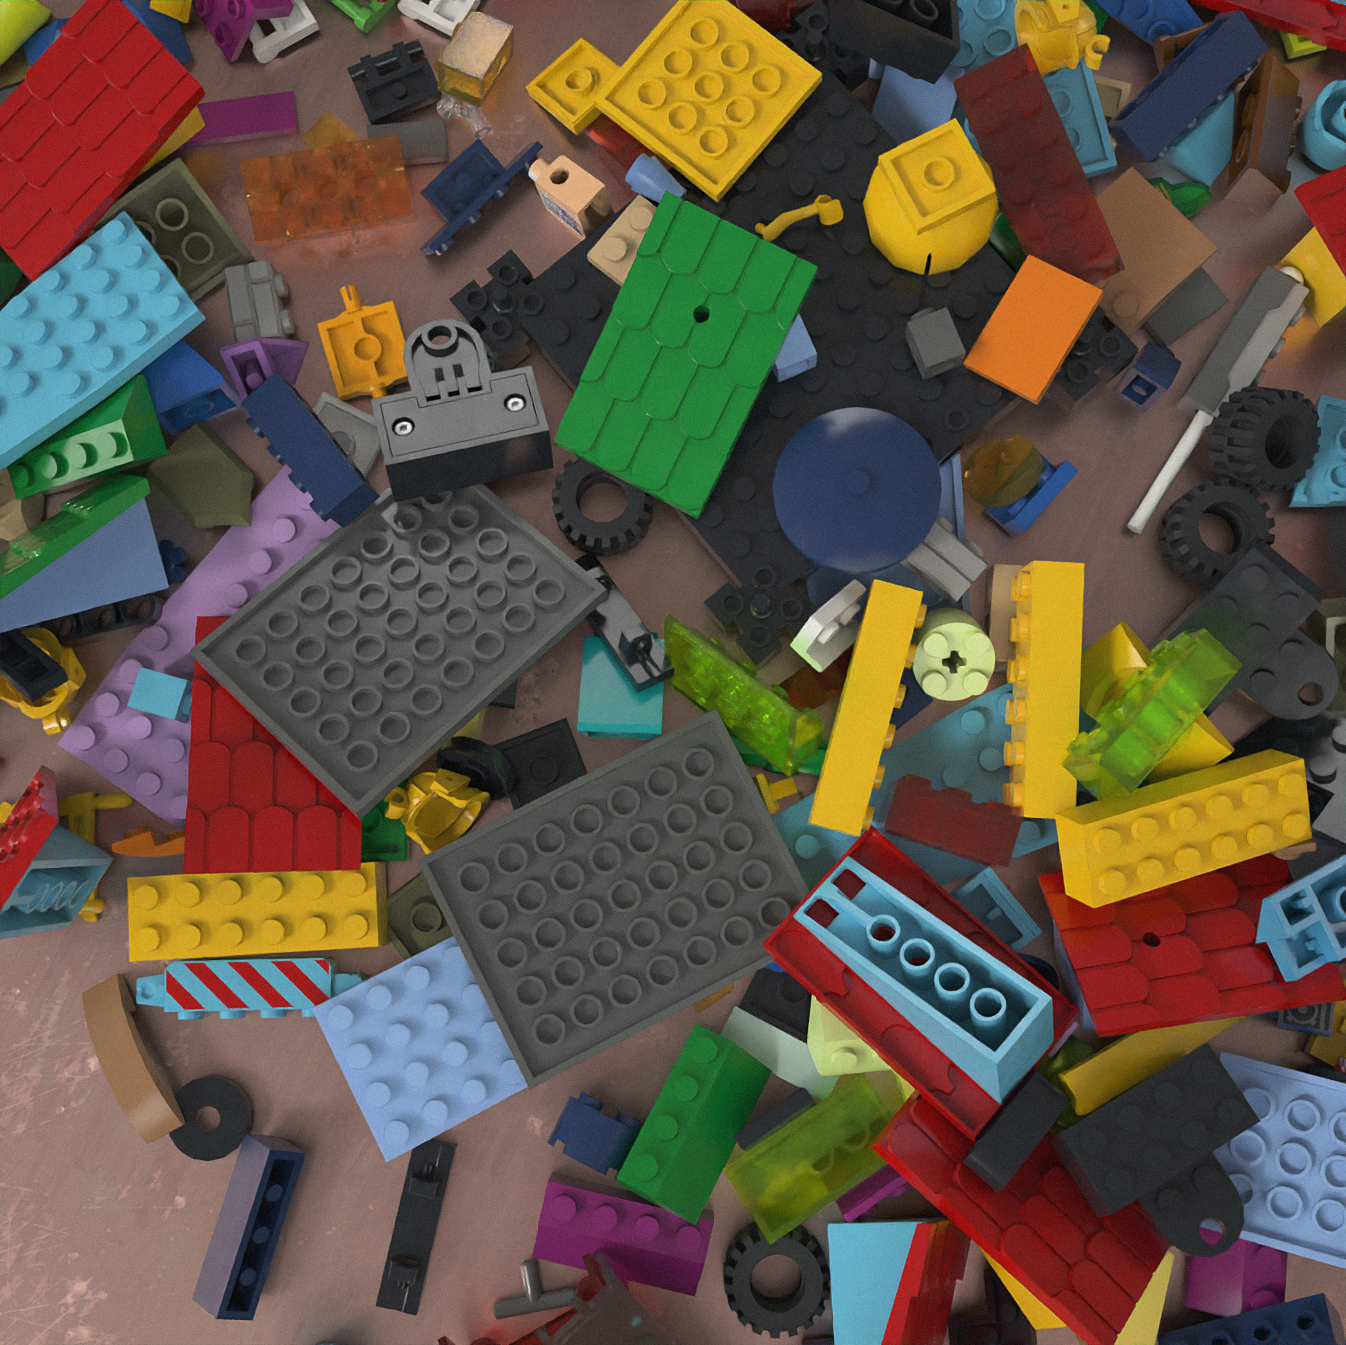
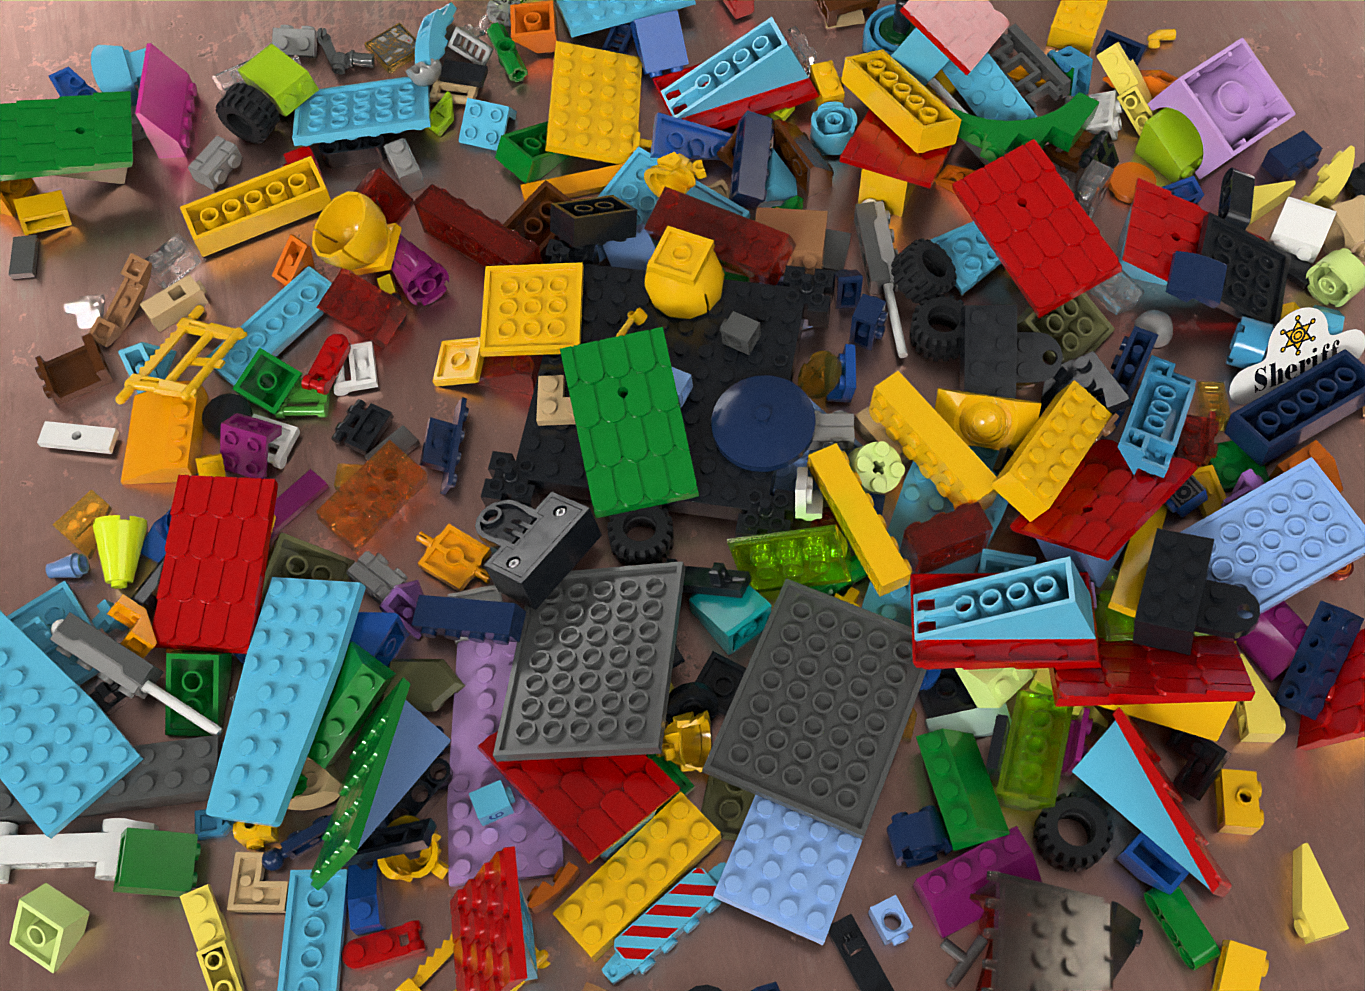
camera: 40 degrees left, 20 degrees down
(474, 57) = (396, 384): clear yellow brick -> none
(474, 116) = (413, 412): clear arm -> none
(499, 1178) = (893, 908): none -> light blue brick
(571, 195) = (501, 409): light nougat torso -> none
(652, 179) = (542, 365): medium blue cone -> none
(1017, 1131) = (1114, 643): black beam -> none
(1033, 329) = (780, 293): orange tile -> none
(1128, 449) = (868, 322): none -> dark blue brick
(1150, 714) = (990, 406): clear neon green brick -> none

